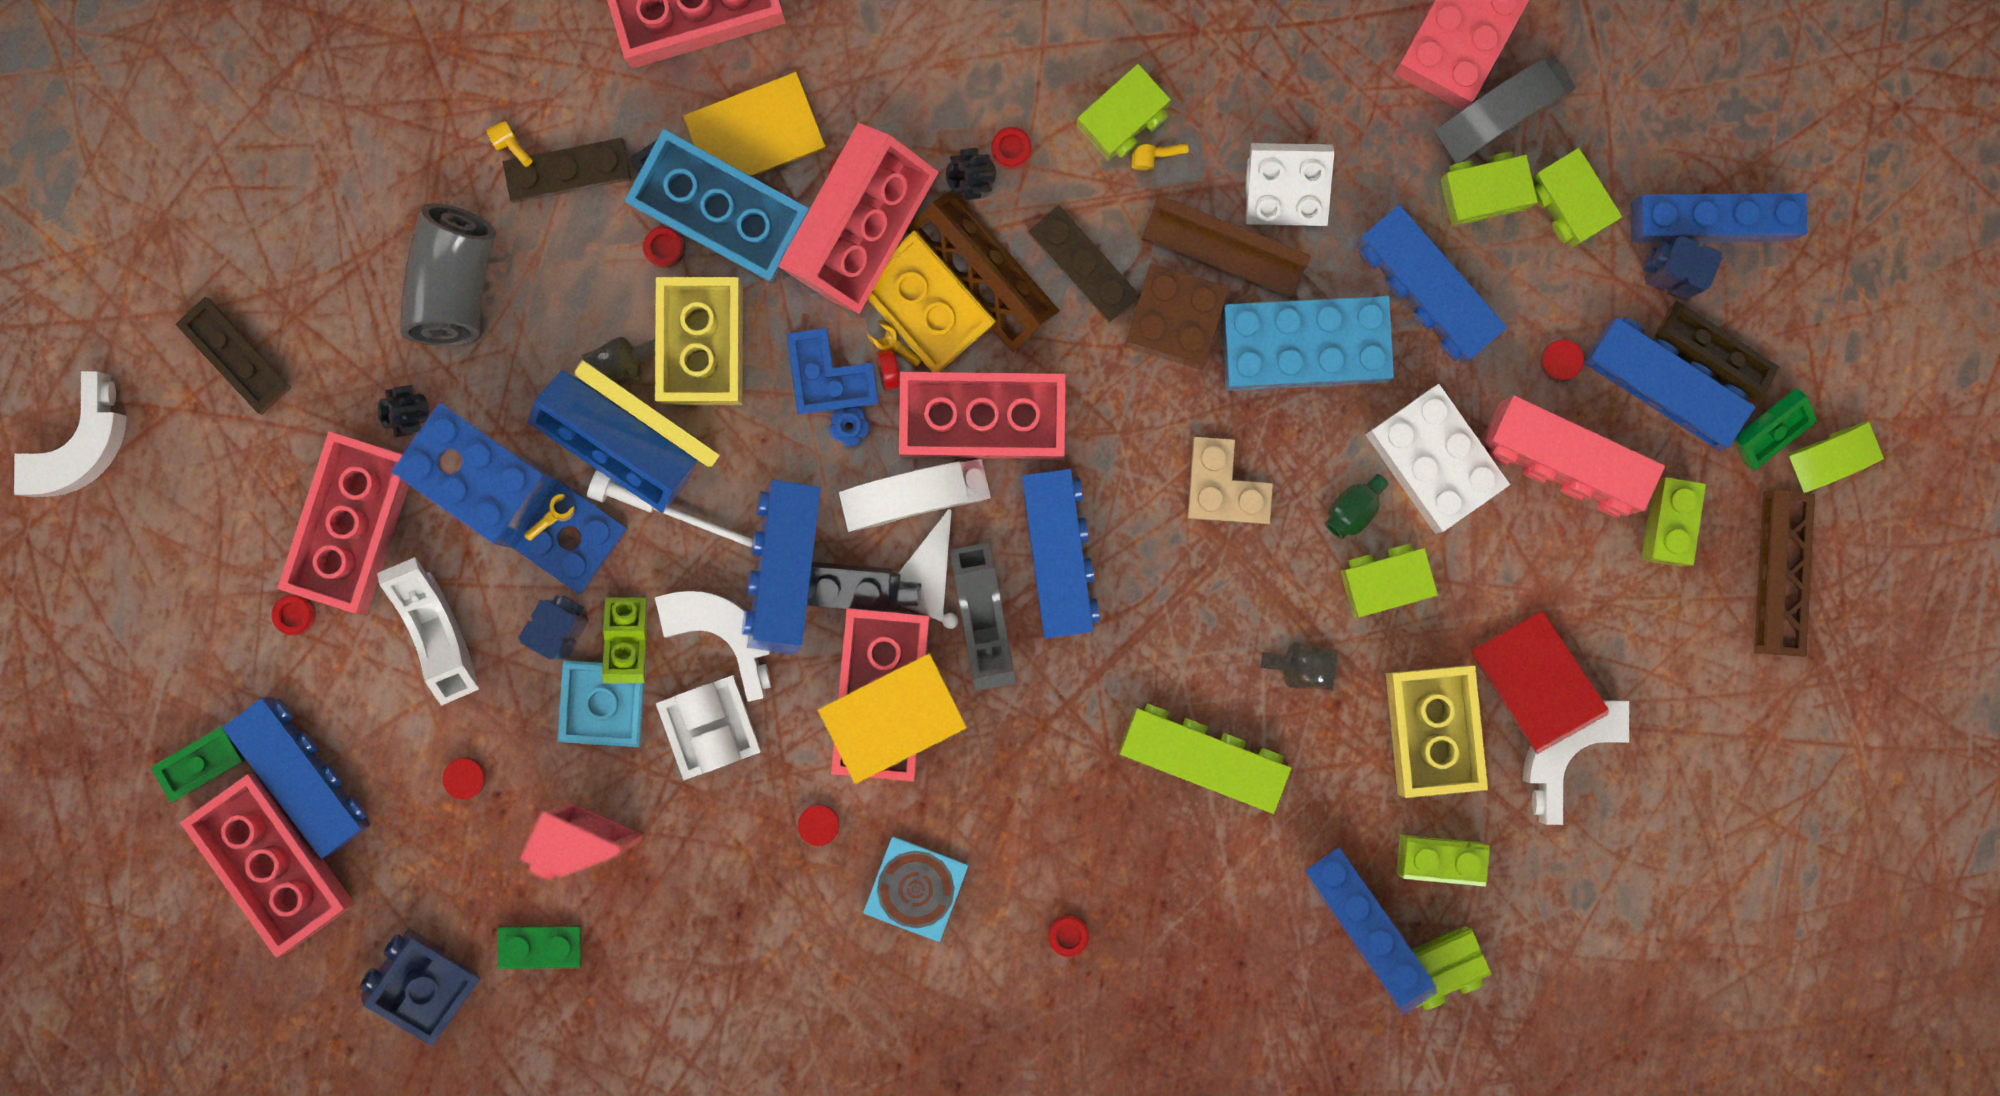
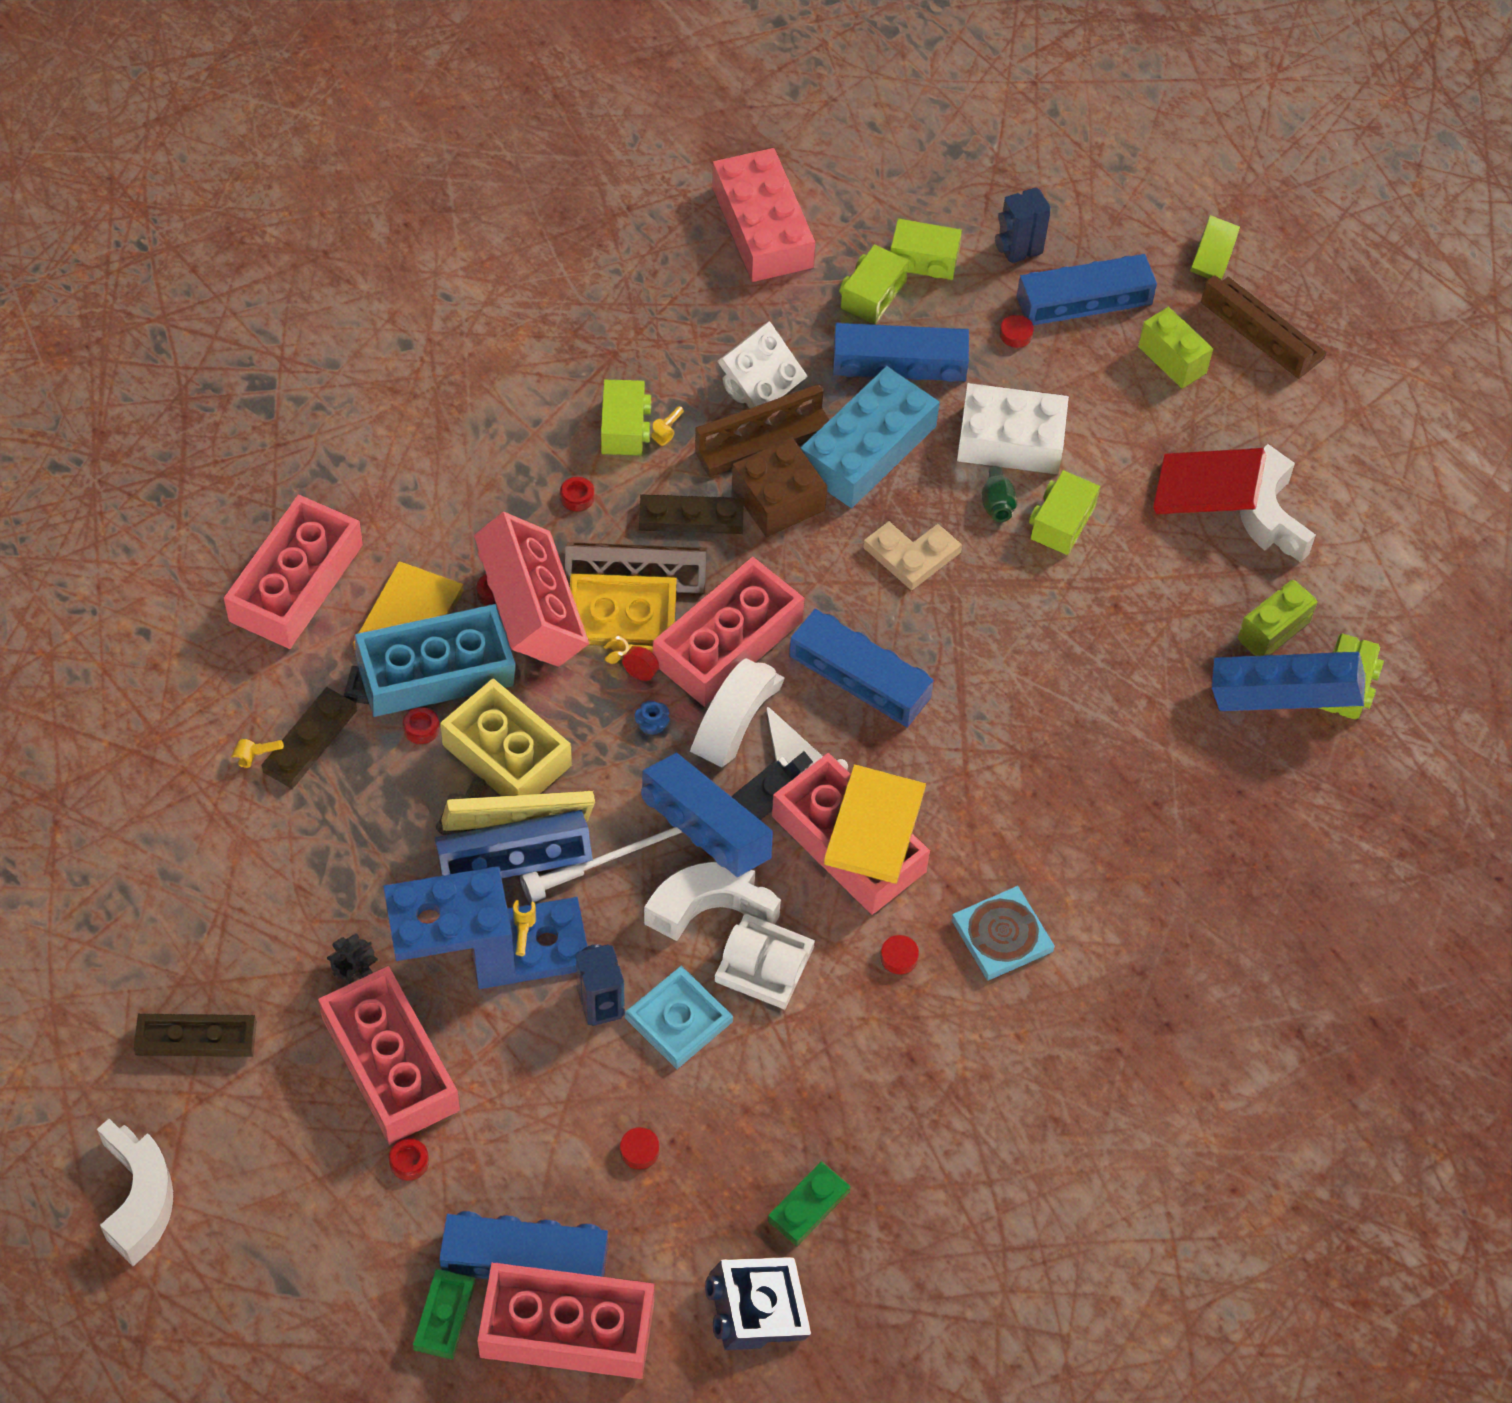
camera: 50 degrees left, 30 degrees down
(433, 628) = (514, 1071): white arch -> none
(445, 276) = (300, 853): dark grey brick -> none
(573, 839) = (764, 1070): coral slope -> none
(624, 640) = (651, 962): lime slope -> none
(818, 384) = (607, 709): blue plate -> none
(970, 173) = (578, 519): black gear -> none
(982, 616) = (853, 738): dark grey arch -> none
(1068, 935) = (1124, 871): red tile -> none
(1204, 759) = (1080, 695): lime brick -> none
(1304, 665) = (1074, 598): clear smoke piece -> none
(1436, 731) = (1187, 555): light yellow brick -> none
(1505, 108) = (834, 237): dark grey arch -> none
(1570, 456) = (1084, 355): coral brick -> none
(1717, 351) = (1090, 251): dark brown plate -> none
(1719, 217) = (1038, 167): blue brick -> none
(1775, 429) = (1168, 262): green plate -> none

